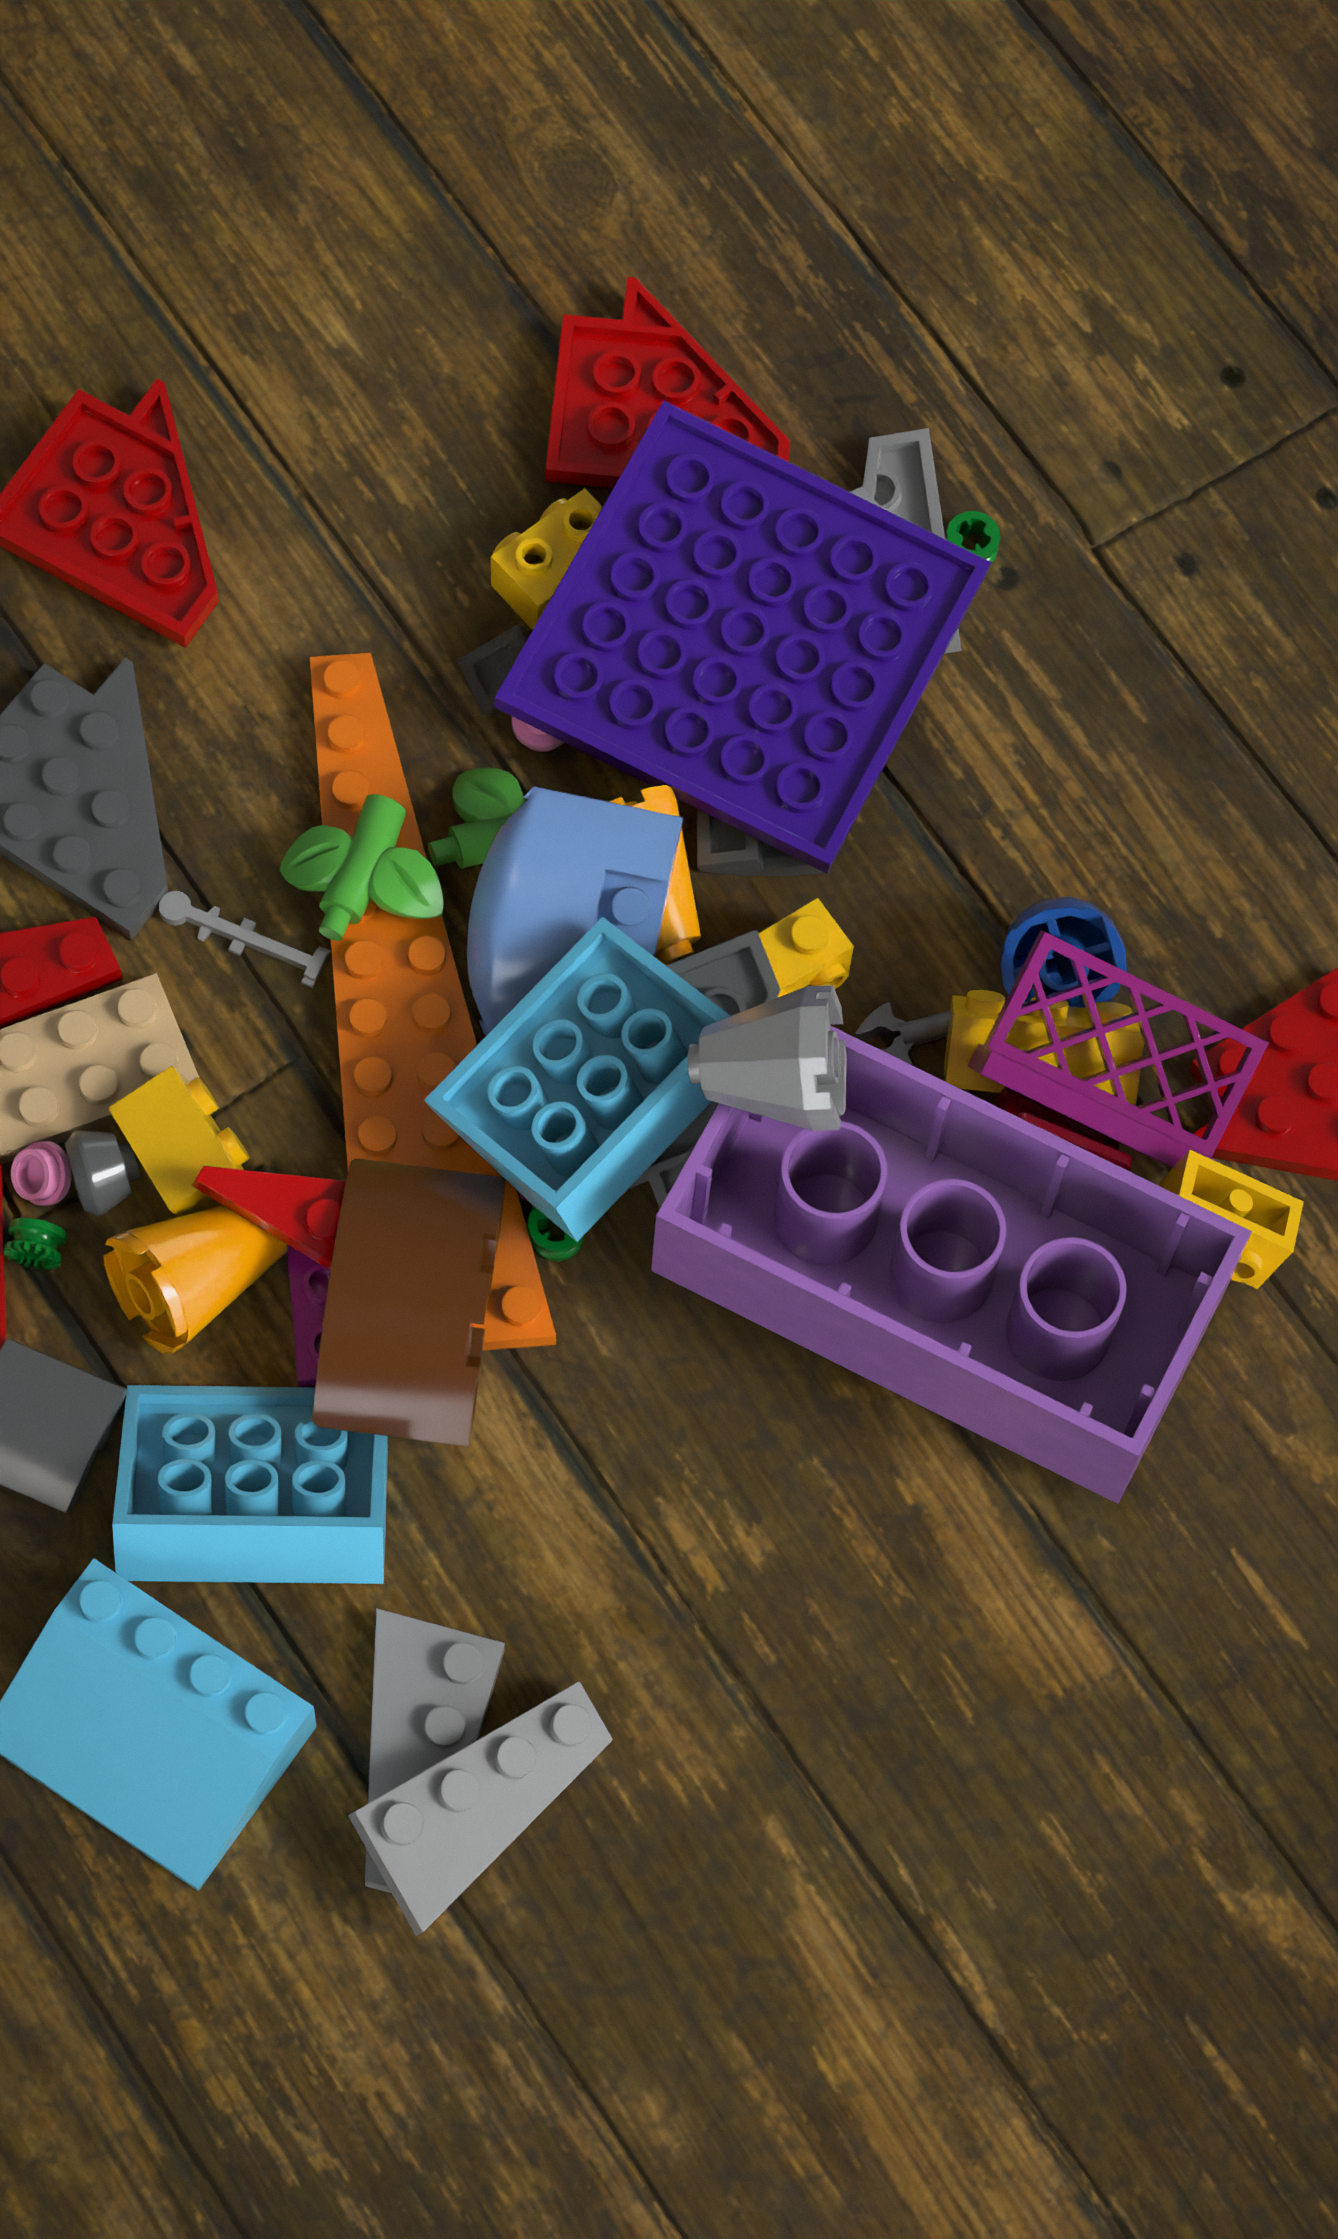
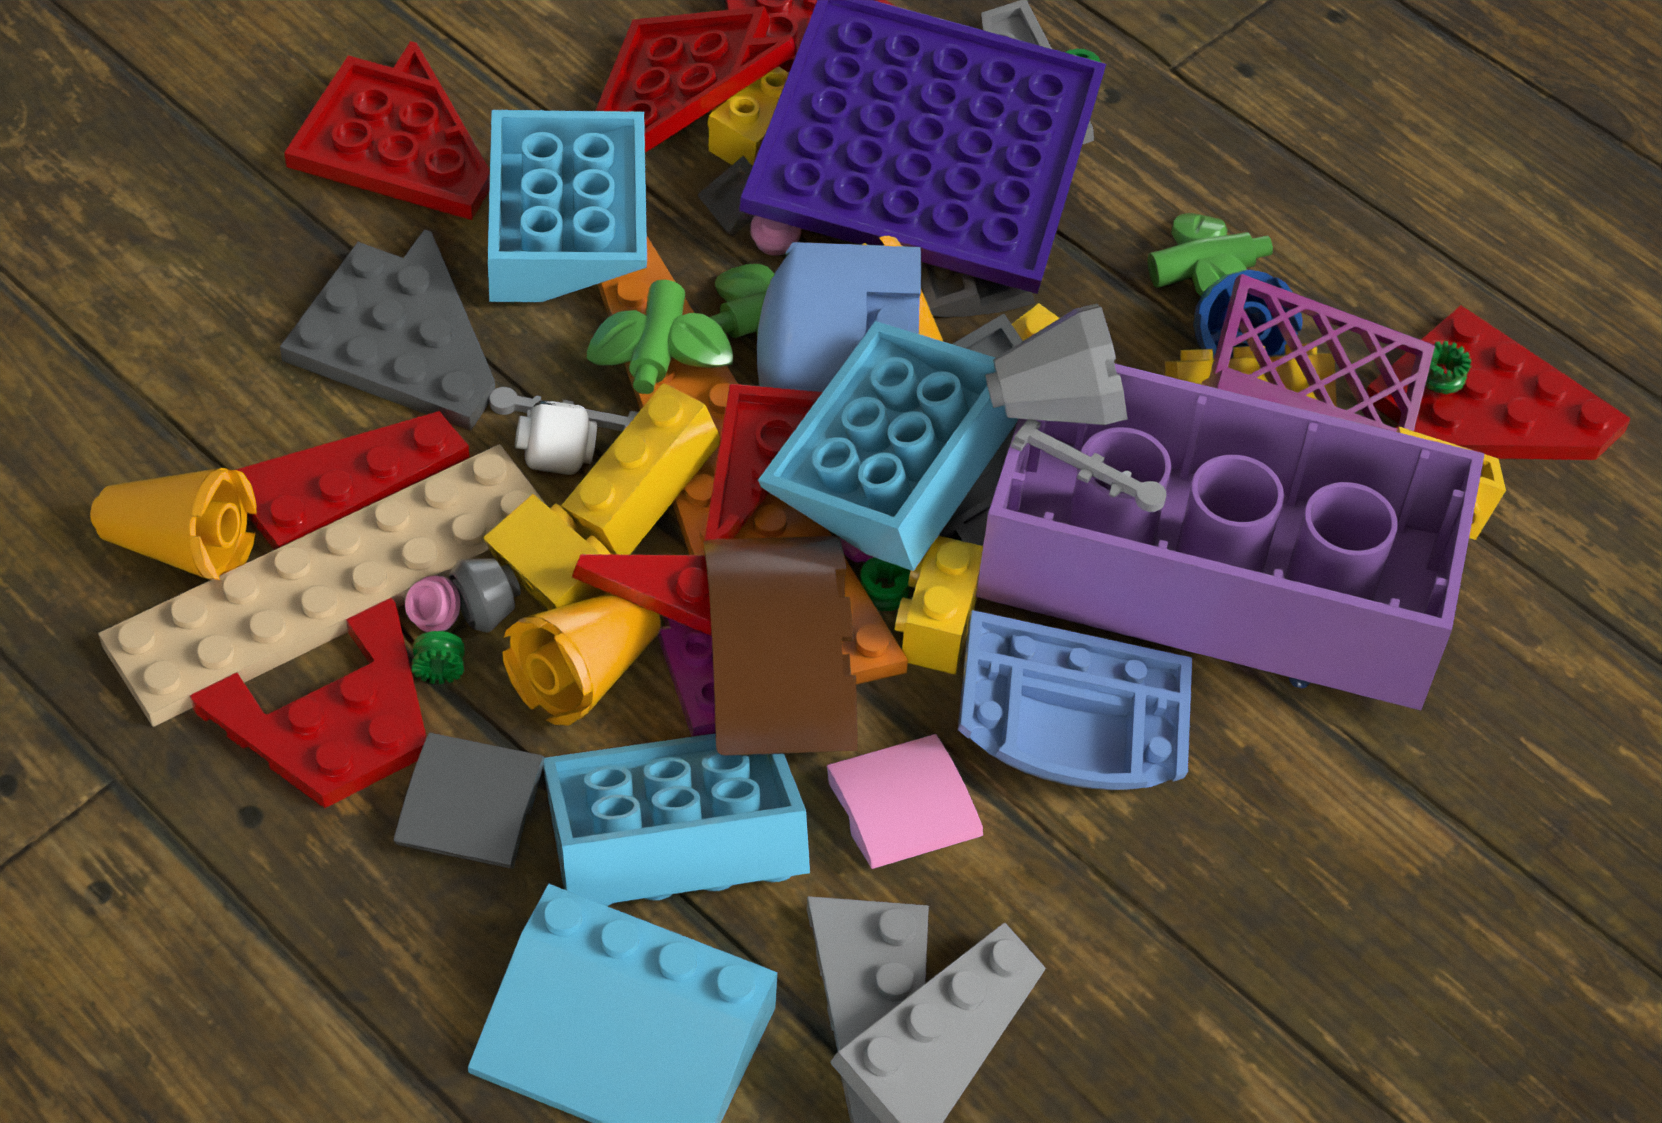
camera: 10 degrees left, 15 degrees down
(221, 977) = (556, 437): none -> white head
(292, 653) = (564, 201): none -> medium azure slope
(304, 1052) = (643, 470): none -> yellow brick
(441, 1026) = (752, 434): none -> red wing
(465, 483) = (689, 65): none -> red wing
(510, 1511) = (904, 801): none -> bright pink slope
(607, 1279) = (941, 604): none -> yellow brick
(726, 1430) = (1075, 705): none -> medium blue slope
(844, 1224) = (1148, 495): none -> light grey piece
(1052, 842) = (1204, 252): none -> bright green plant
(1301, 1051) = (1454, 361): none -> green bush

